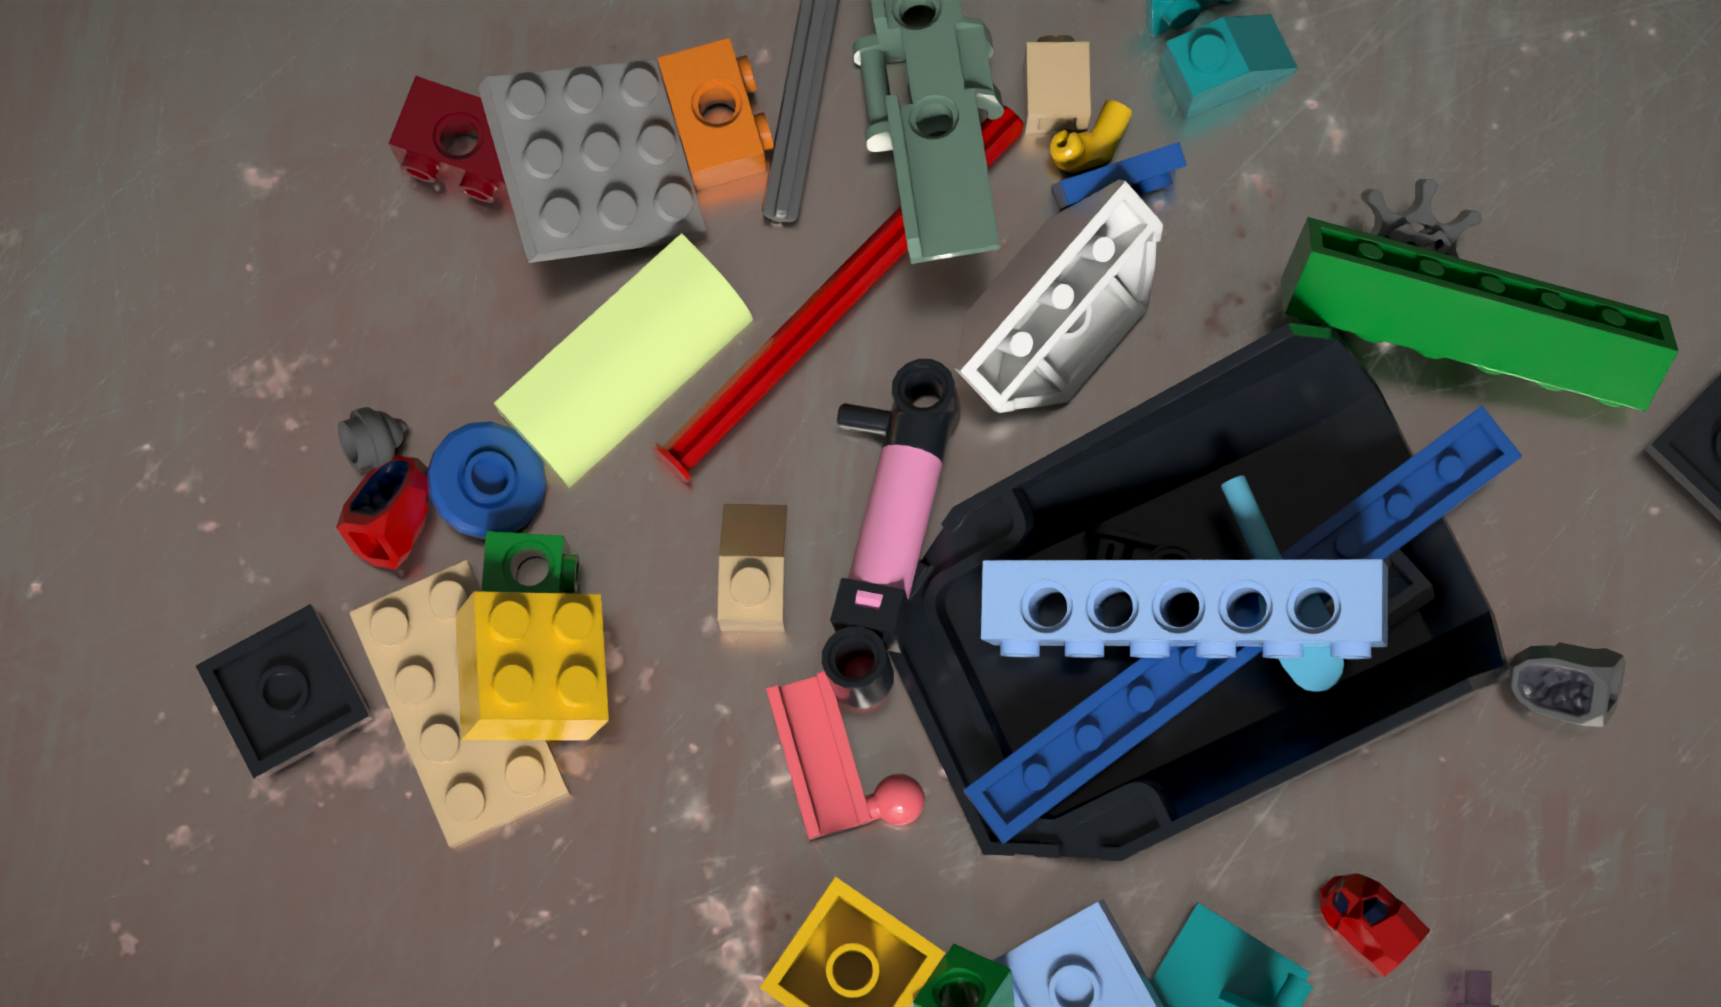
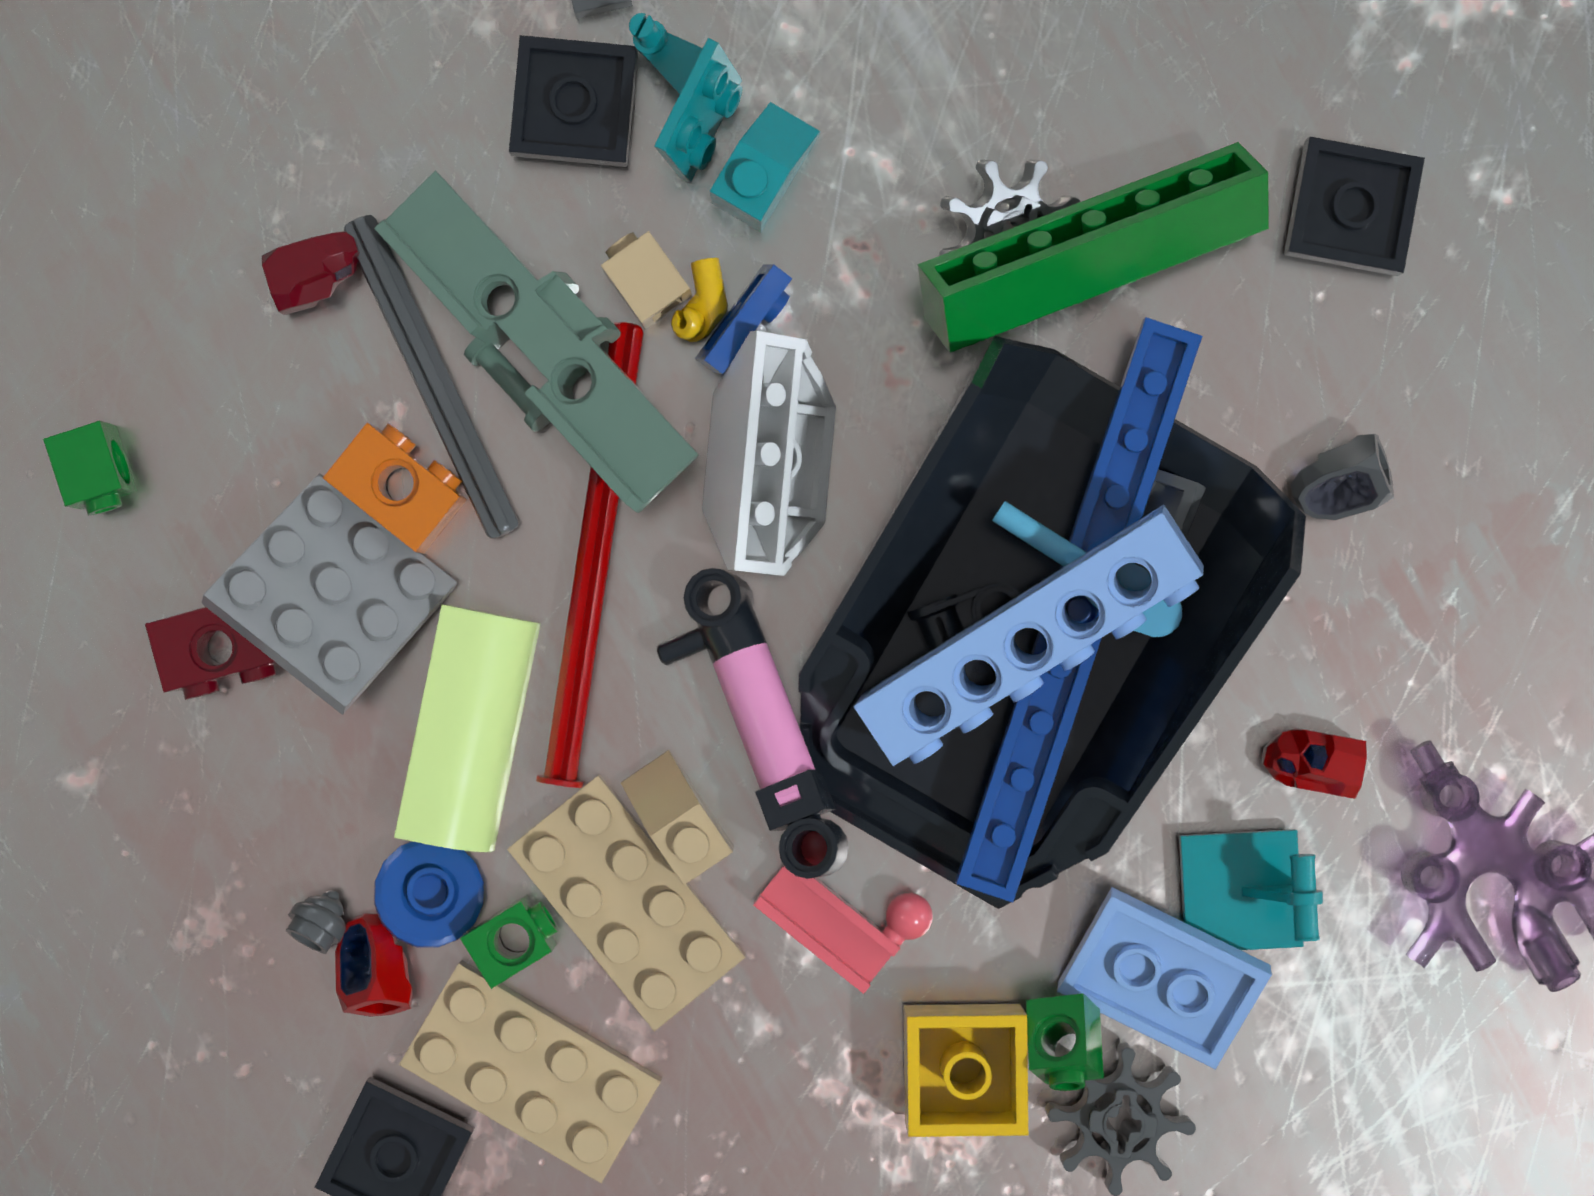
camera: 35 degrees left, 10 degrees up
(531, 666) = (568, 1016): yellow brick -> none
(659, 600) = (626, 903): none -> tan plate

